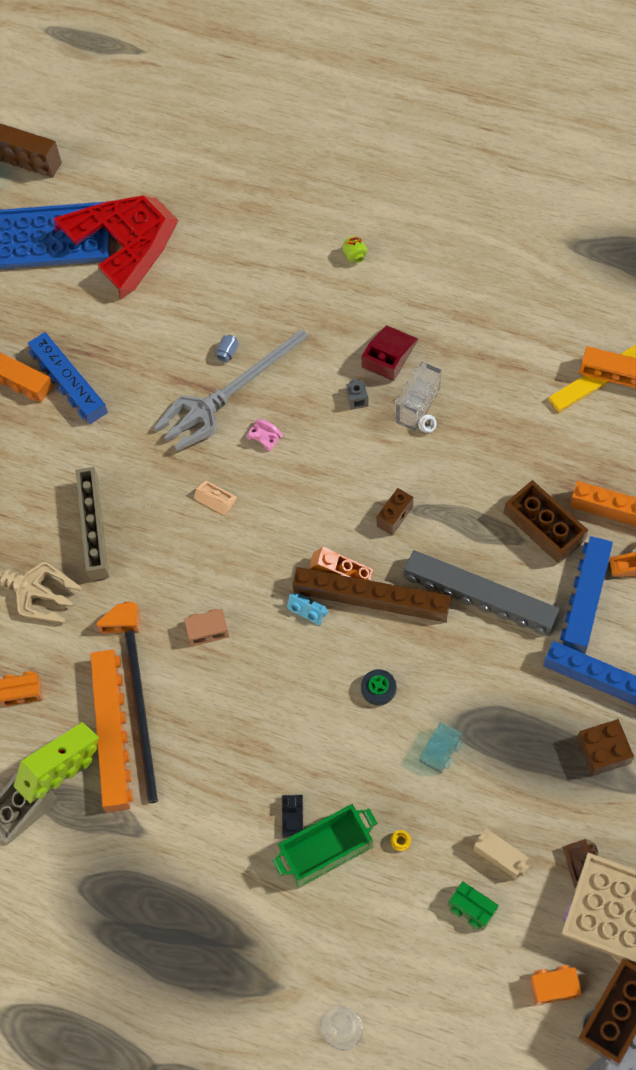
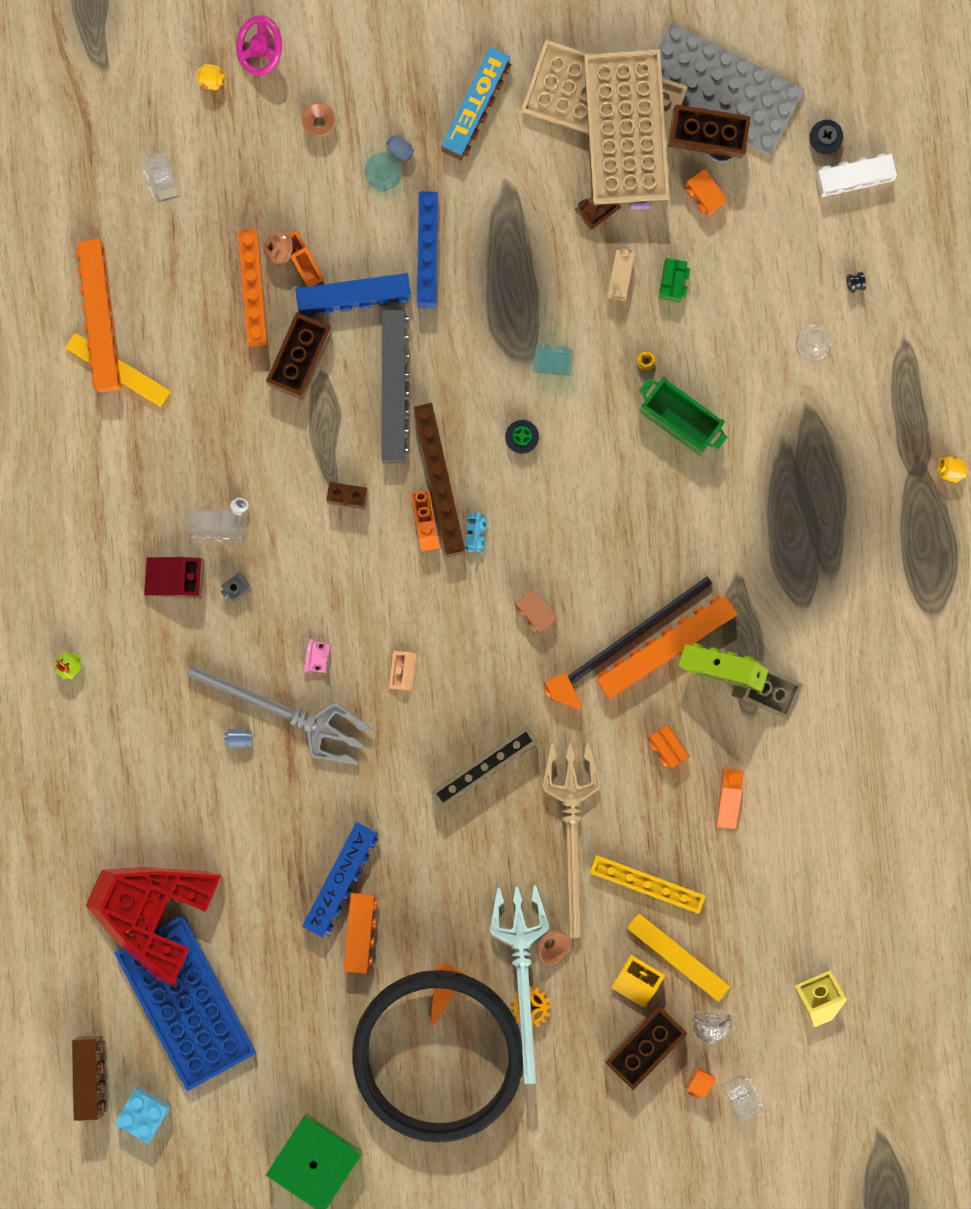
camera: 120 degrees left, 20 degrees up
(292, 815) = (666, 458): black hinge -> none
(605, 747) = (491, 226): reddish brown brick -> none

